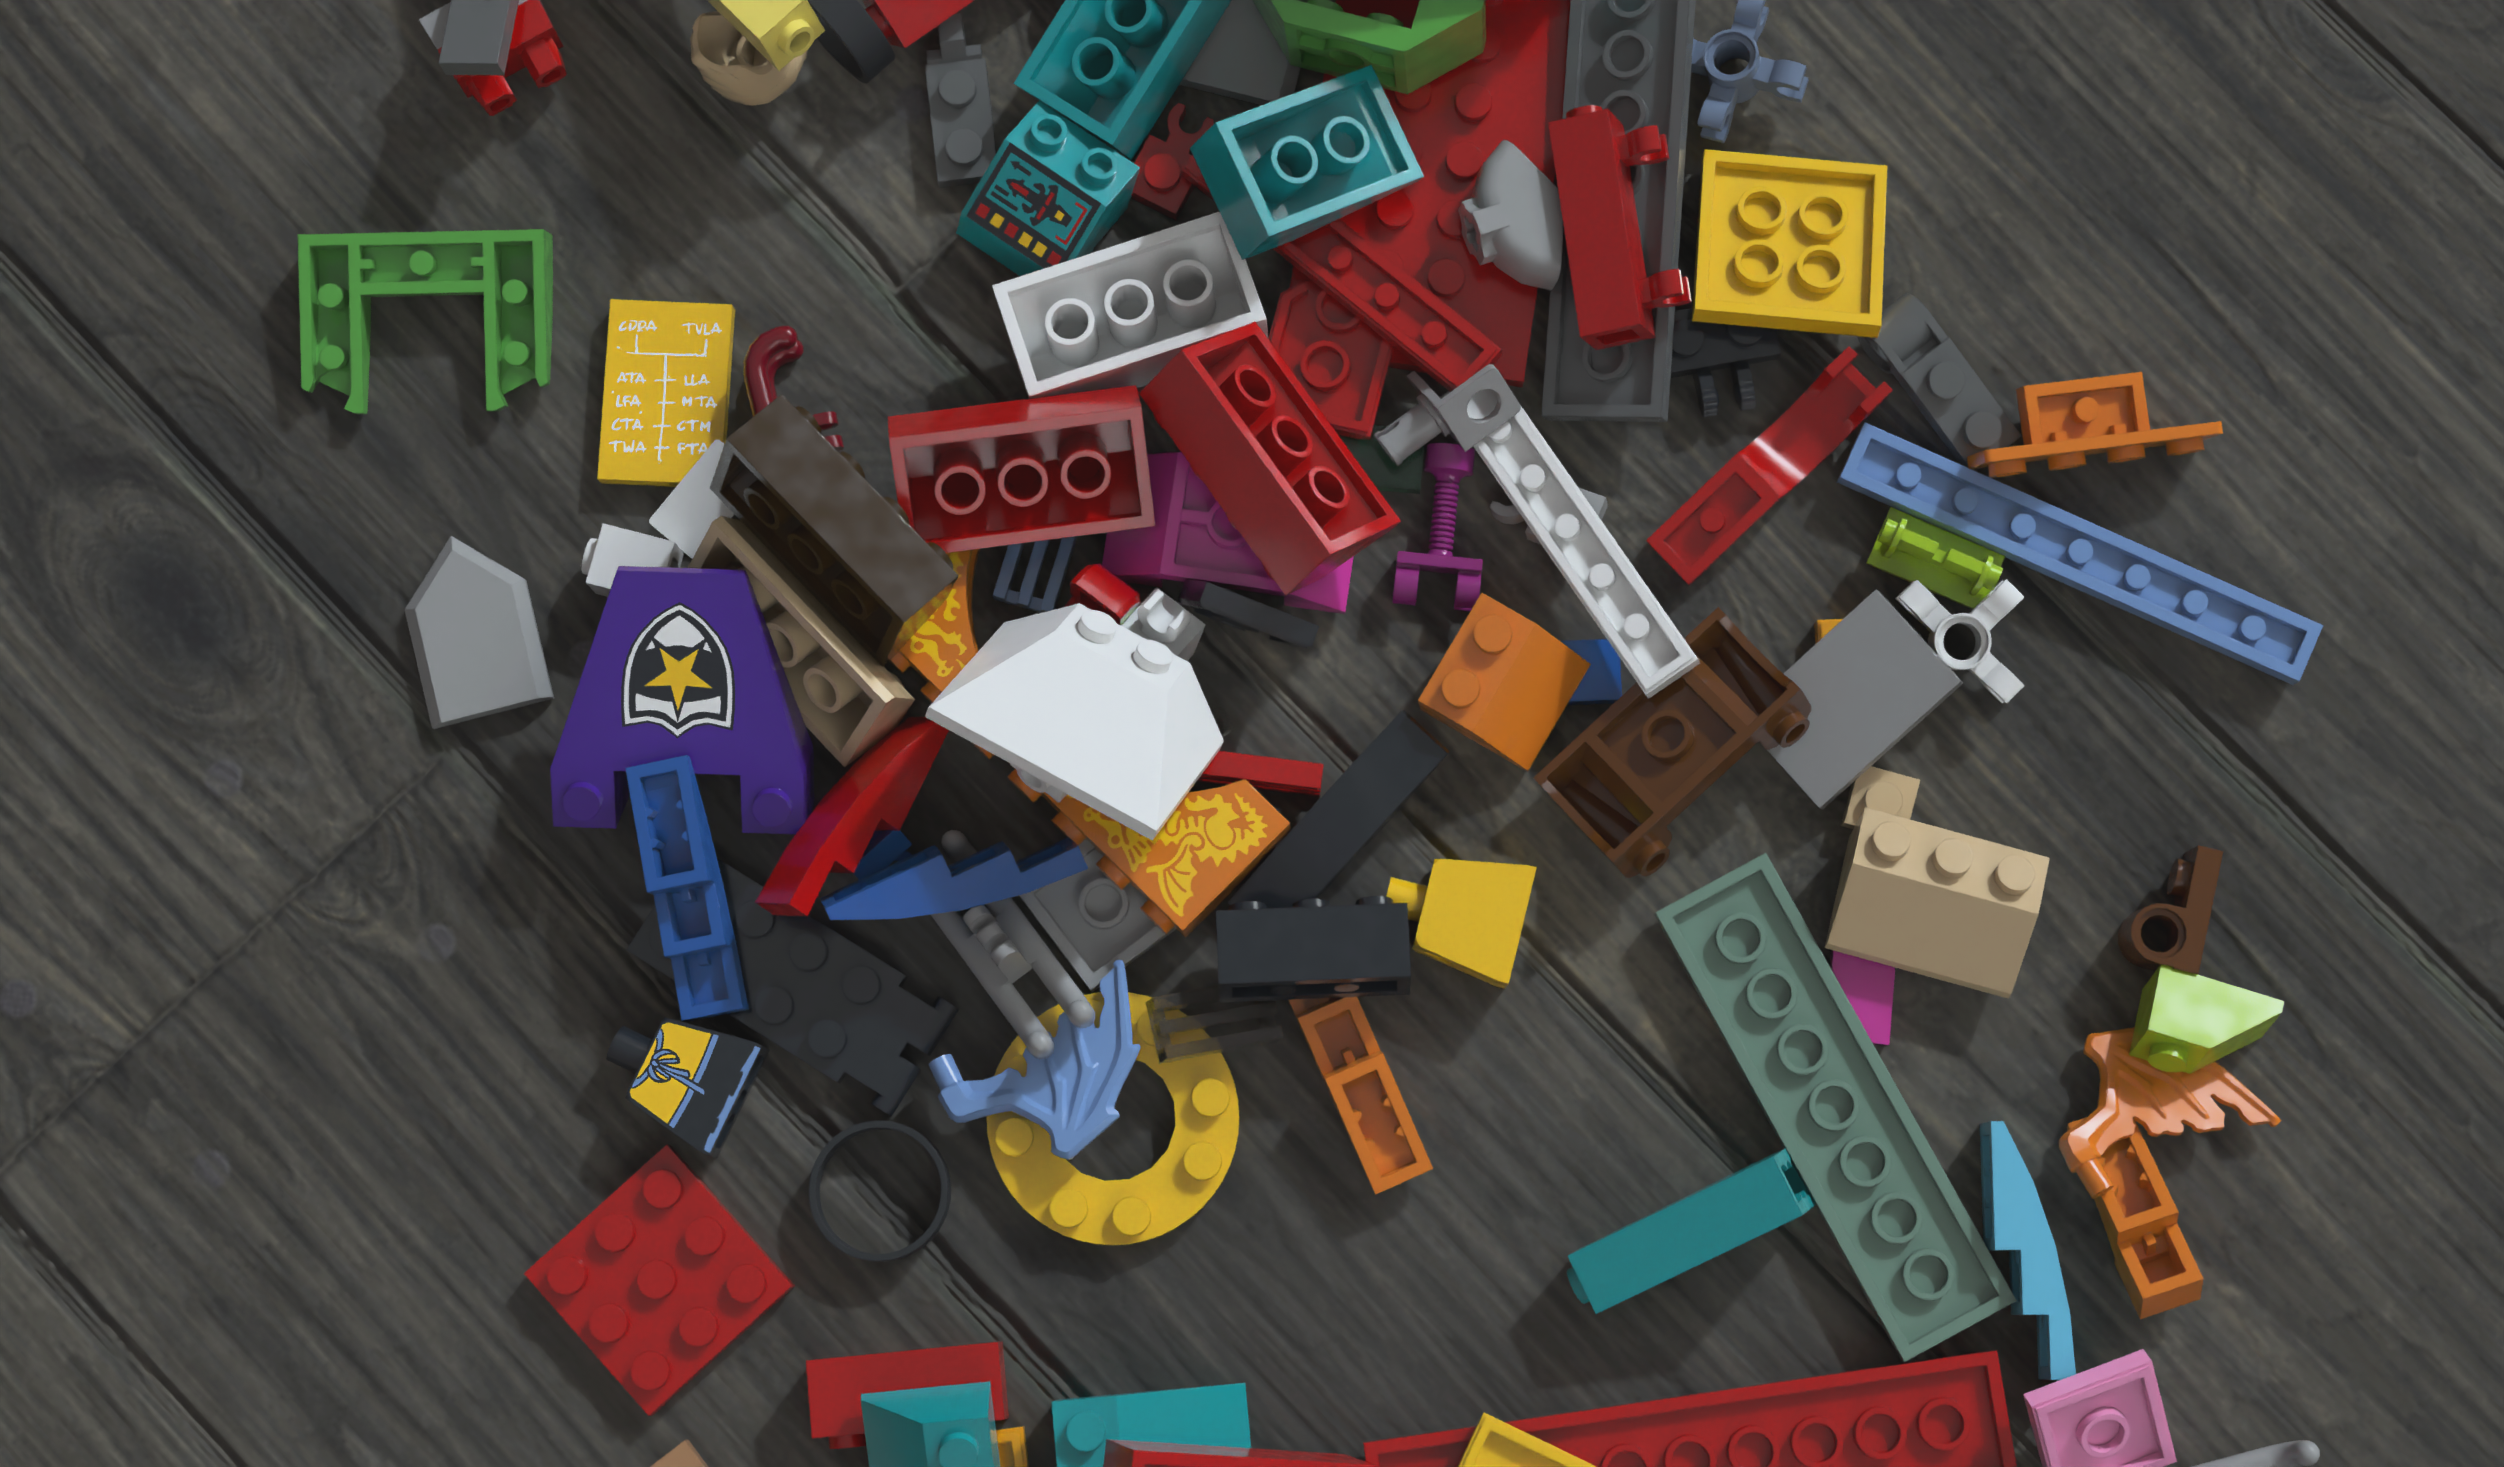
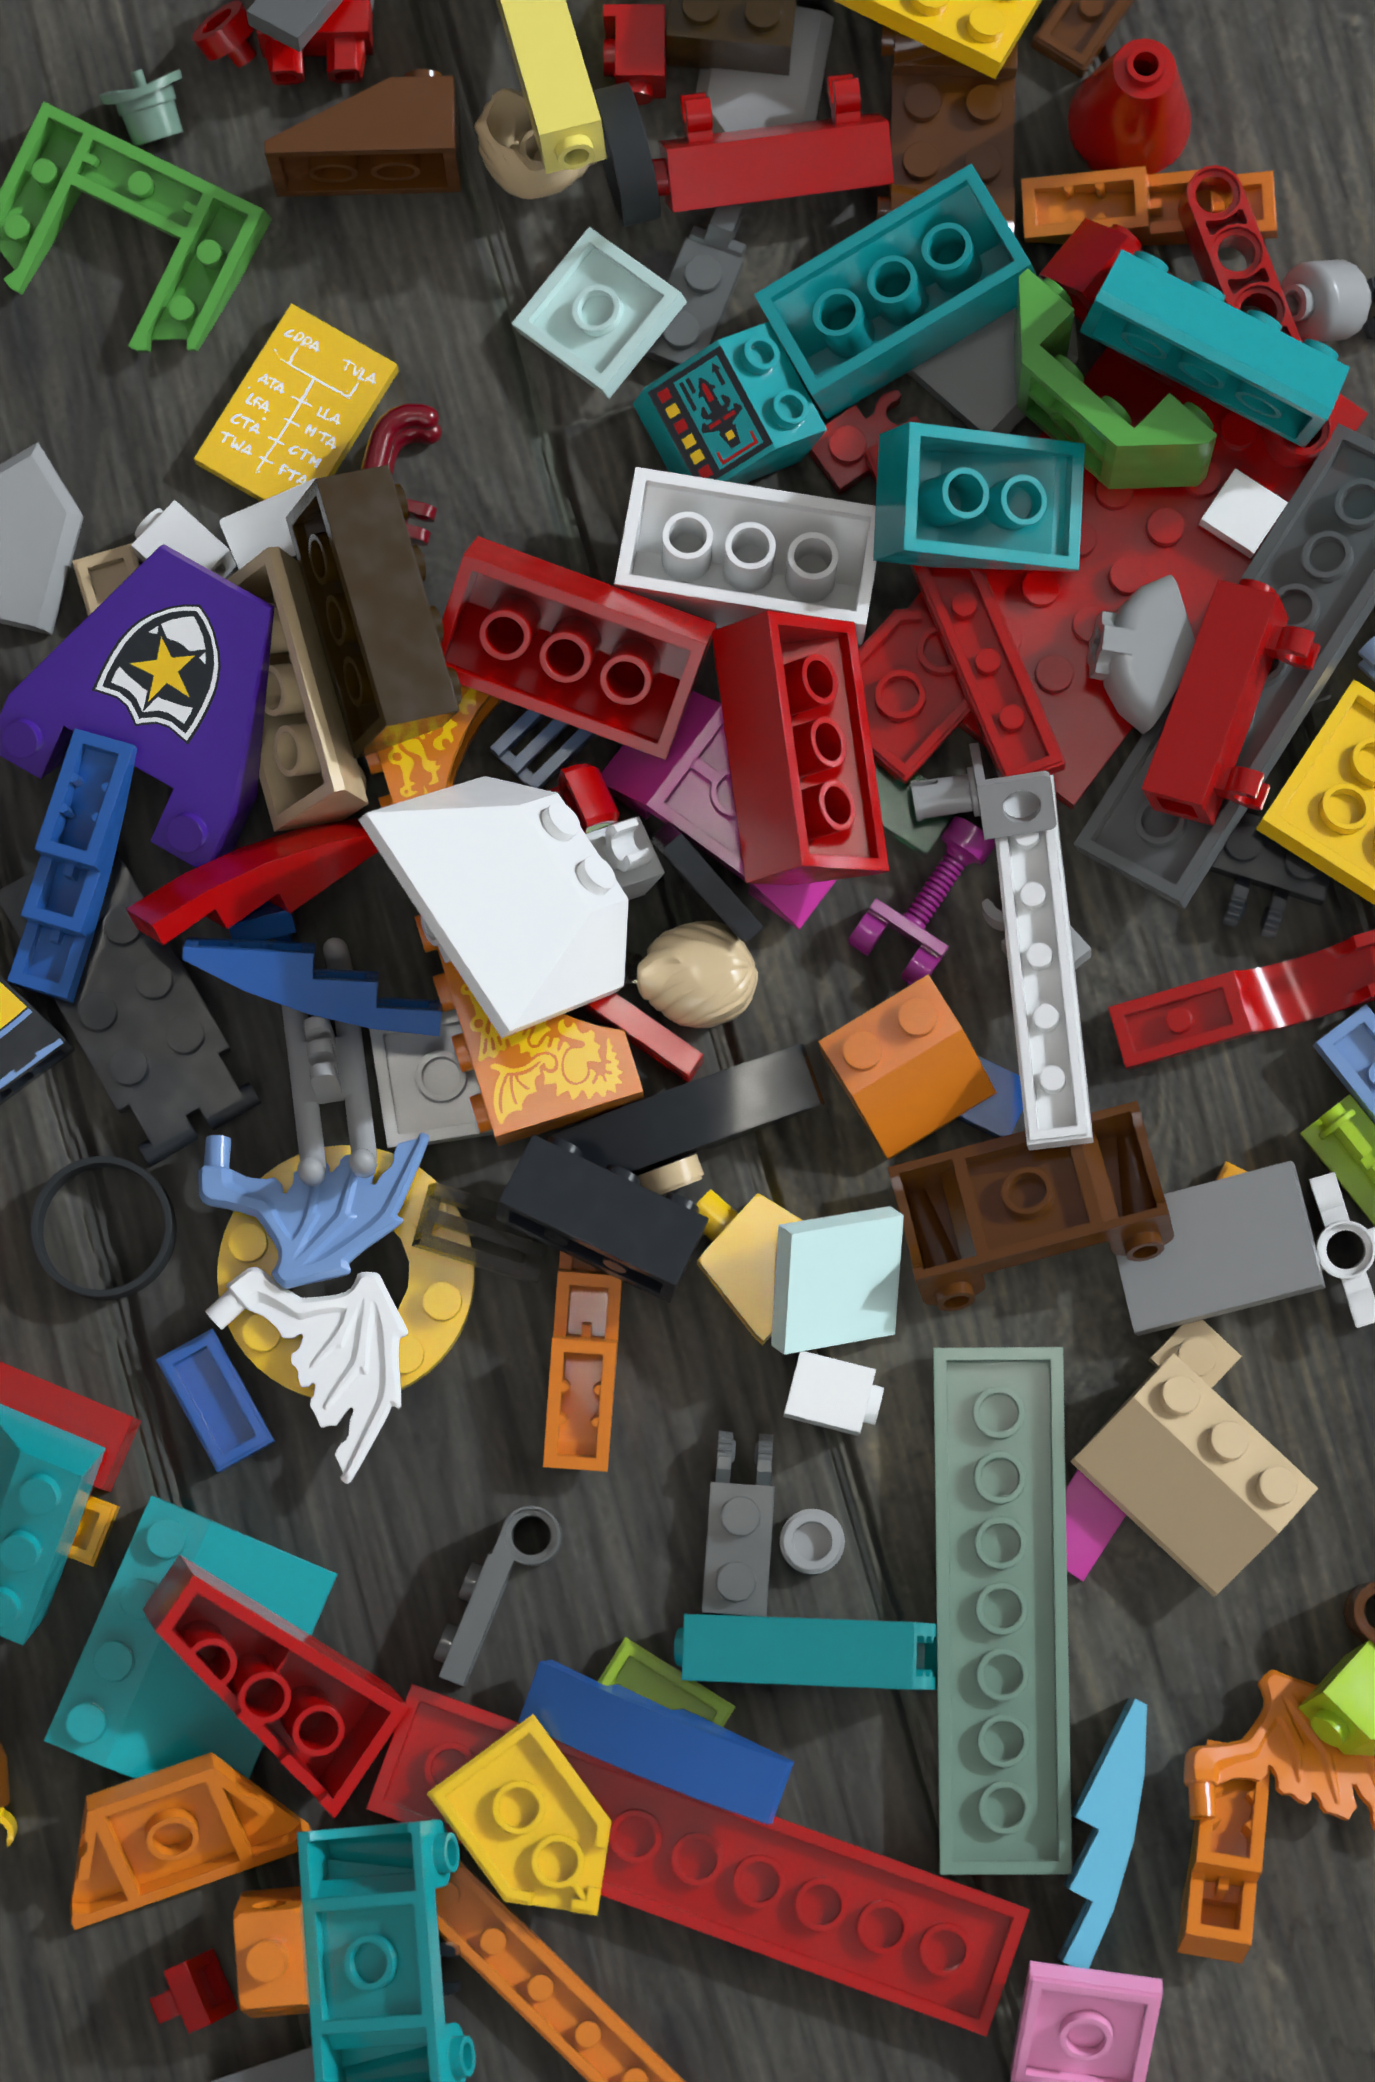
camera: 25 degrees right, 0 degrees up
(393, 194) = (149, 108): none -> sand green piece
(426, 93) = (226, 34): none -> red tile
(575, 622) = (104, 573): none -> tan tile
(613, 119) = (380, 141): none -> reddish brown slope
(885, 168) = (599, 312): none -> light aqua tile
(1058, 1289) = (215, 1400): none -> blue tile
(1149, 1186) = (344, 1350): none -> white animal
(1281, 697) = (698, 975): none -> tan hair
(1351, 882) = (672, 1175): none -> tan tile
(1382, 1329) = (483, 1592): none -> dark grey plate
(1534, 55) = (1243, 513): none -> white tile
(1543, 897) = (836, 1279): none -> light aqua tile
(1573, 1161) = (739, 1534): none -> dark grey hinge
(1585, 1341) = (662, 1683): none -> lime tile
(1590, 998) = (833, 1394): none -> white brick
(1604, 1379) = (658, 1742): none -> blue slope
(1639, 1134) = (812, 1541): none -> light grey tile

